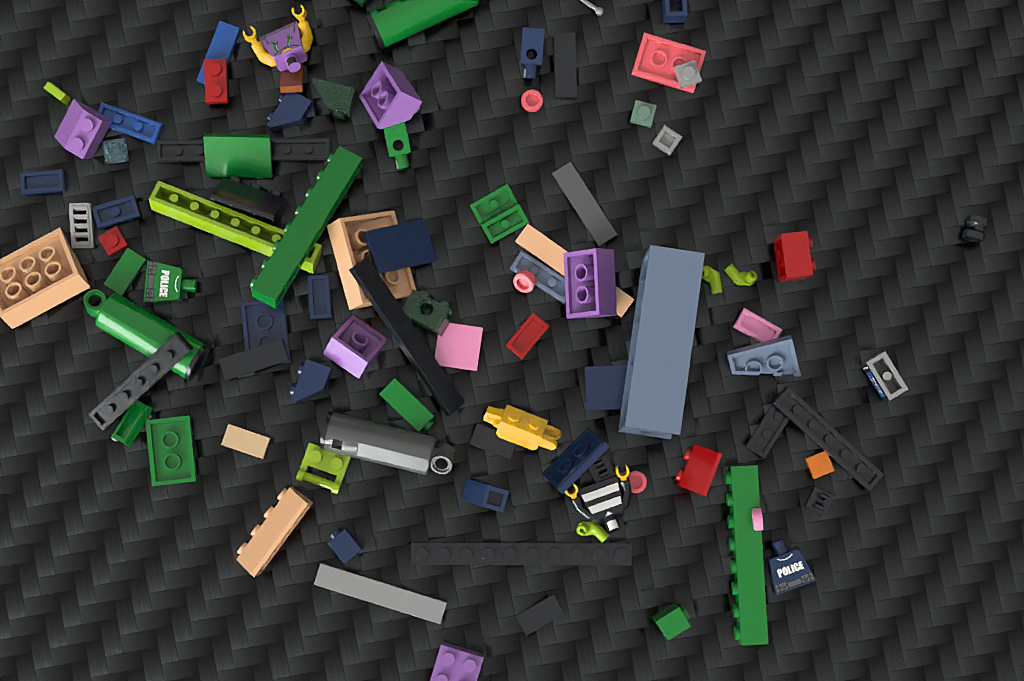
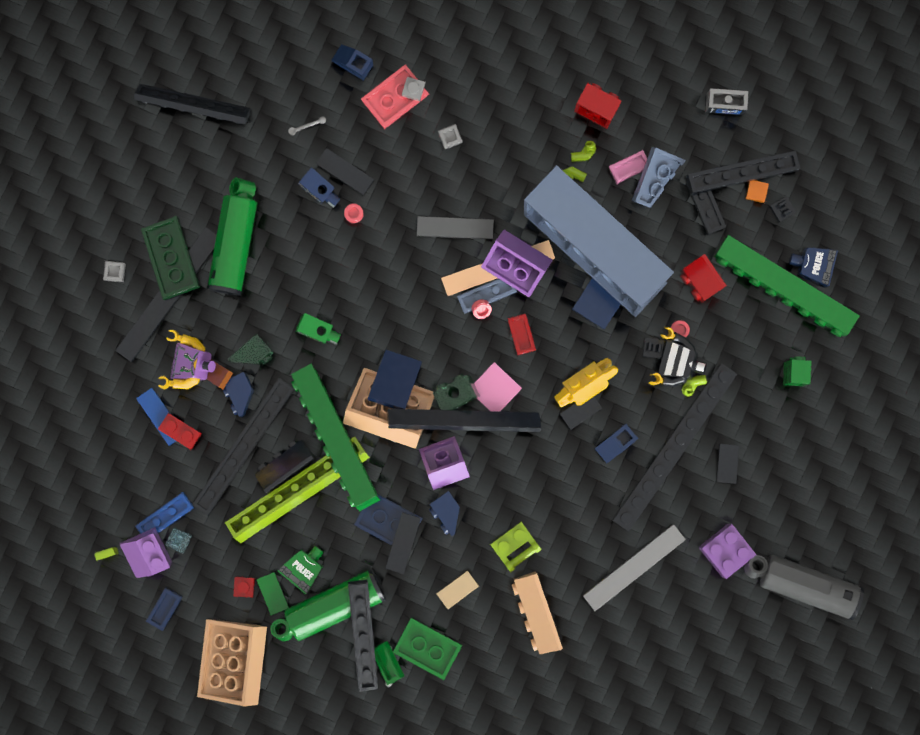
camera: 55 degrees left, 0 degrees up
(74, 225) = (206, 603): light grey slope -> none
(116, 211) = (224, 569): dark blue plate -> none
(238, 155) = (246, 452): green tile -> none
(319, 296) = (389, 464): dark blue tile -> none
(344, 544) = (582, 569): dark blue brick -> none
(385, 444) = (531, 489): dark grey piece -> none
(389, 97) = (281, 312): medium lavender slope -> none
(407, 405) = (514, 454): green slope -> none
(498, 213) = (419, 293): green slope -> none
(575, 460) = (636, 361): dark blue tile -> none
(643, 113) = (418, 140): sand green plate -> none
(757, 519) = (767, 261): bright pink tile -> none

